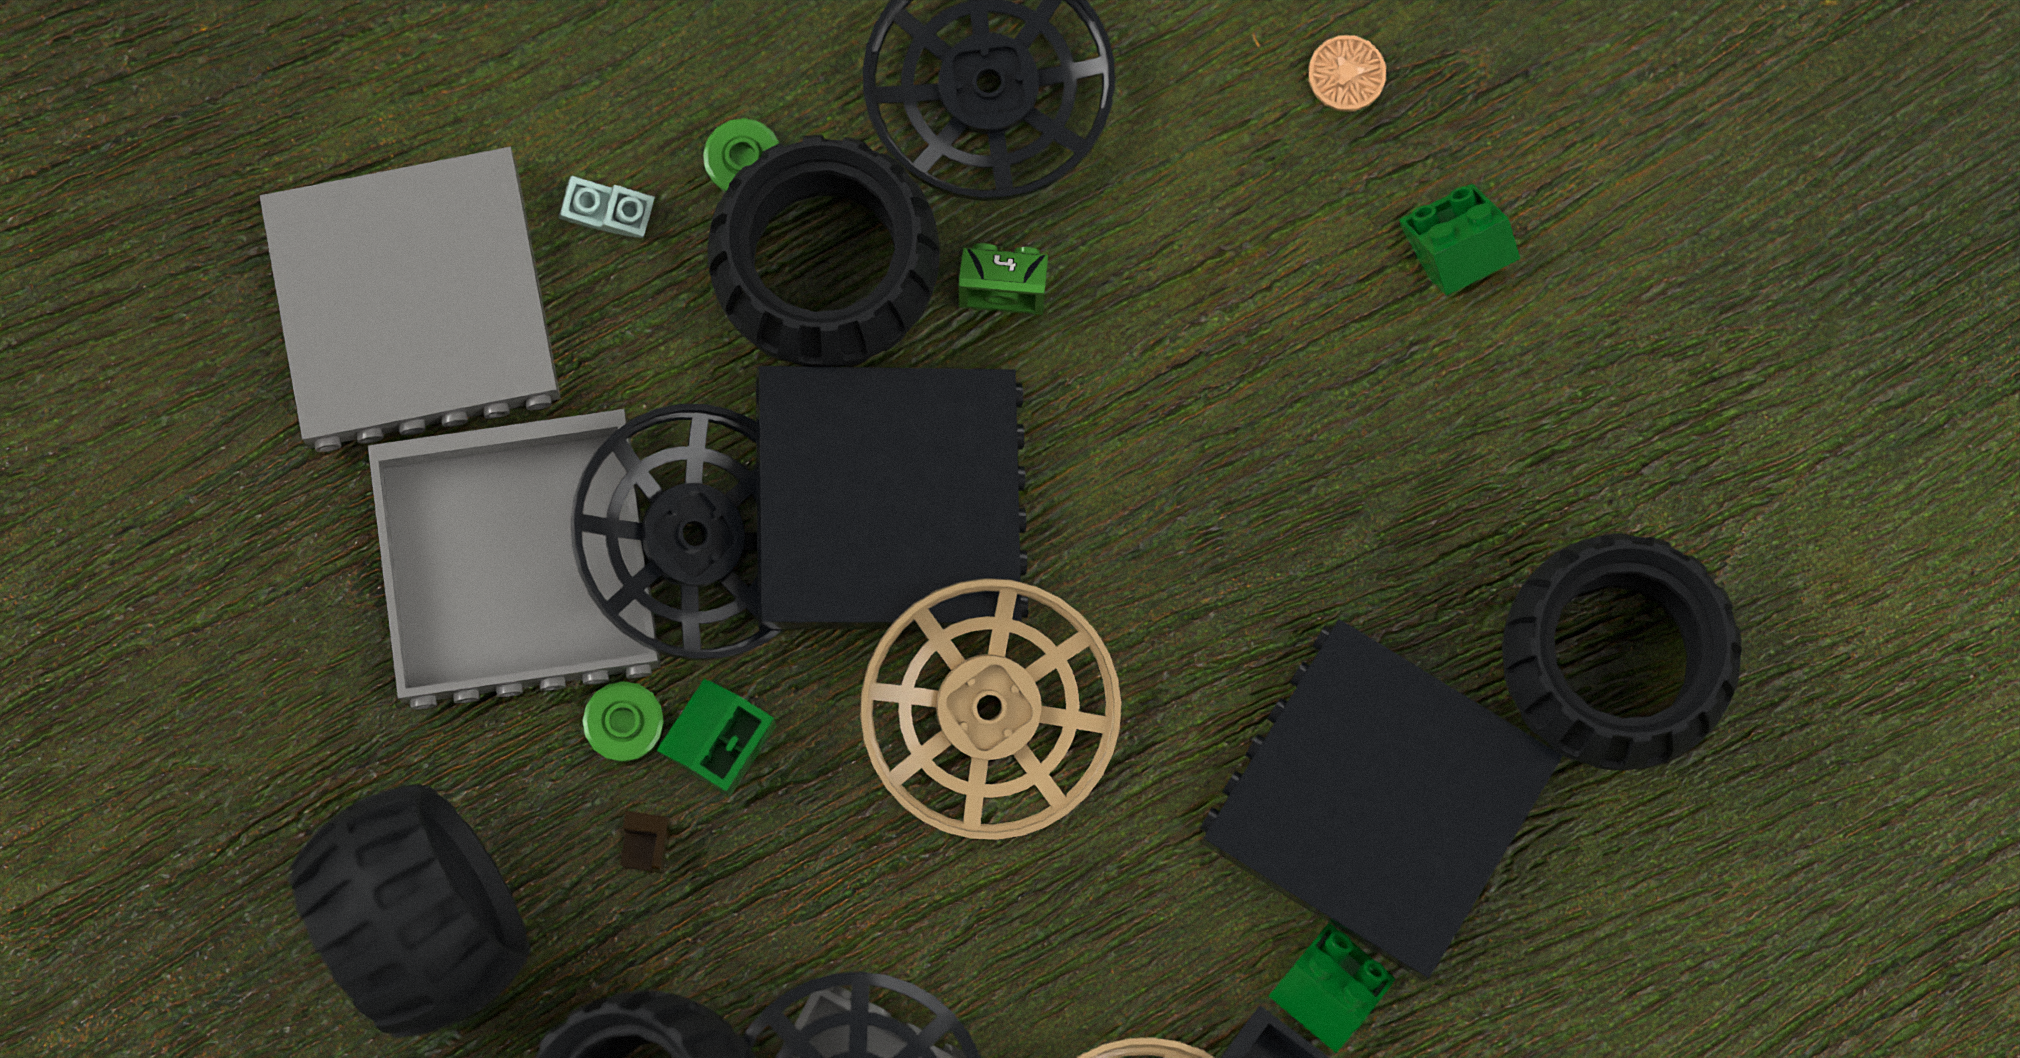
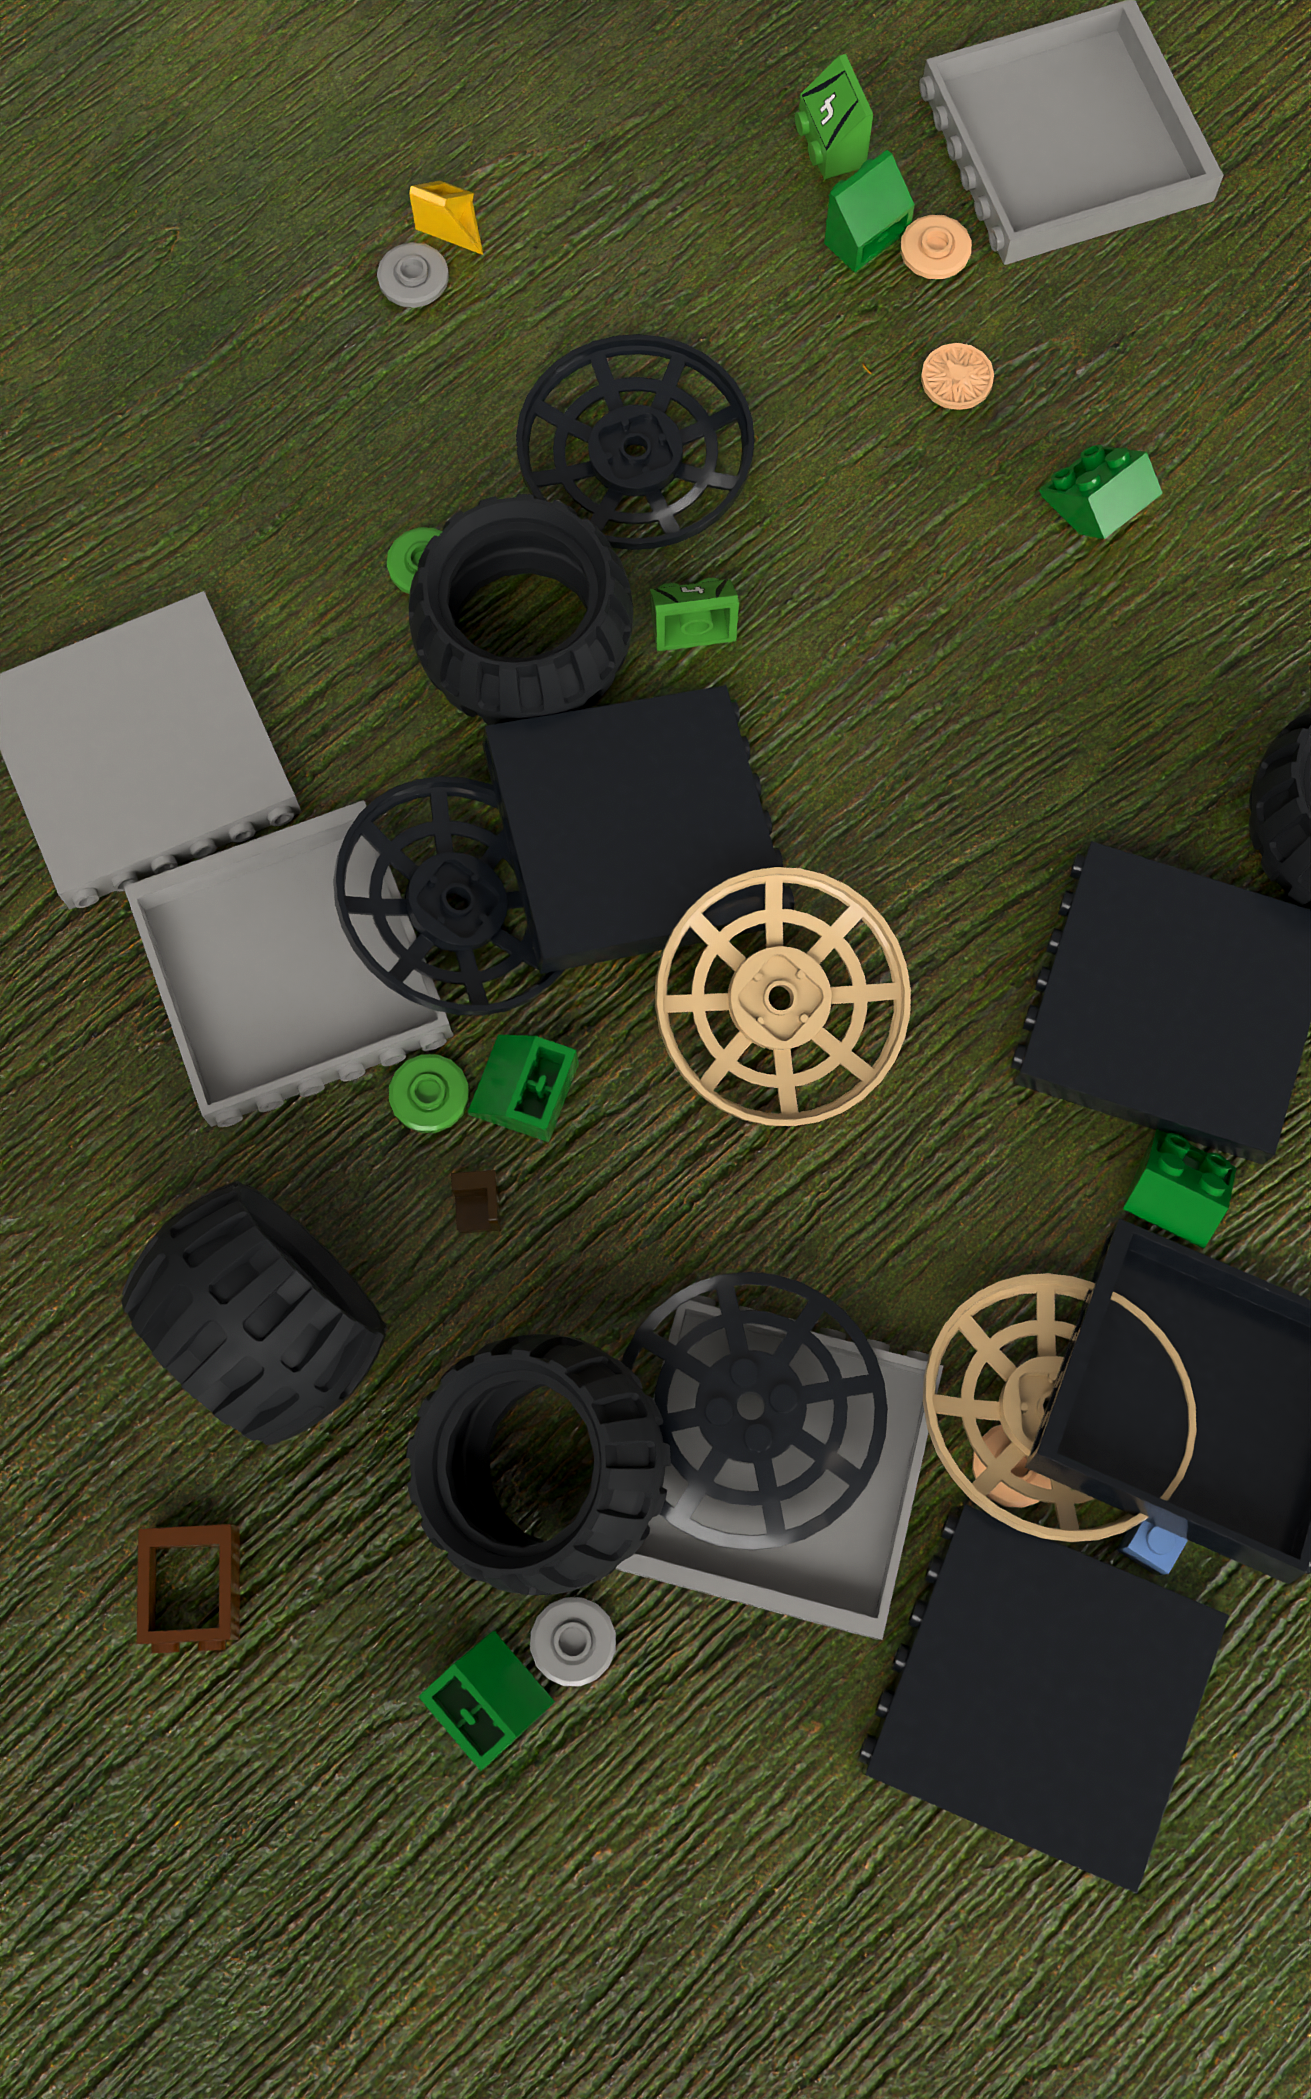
camera: 10 degrees left, 5 degrees down
(606, 208) = (307, 634): light aqua slope -> none

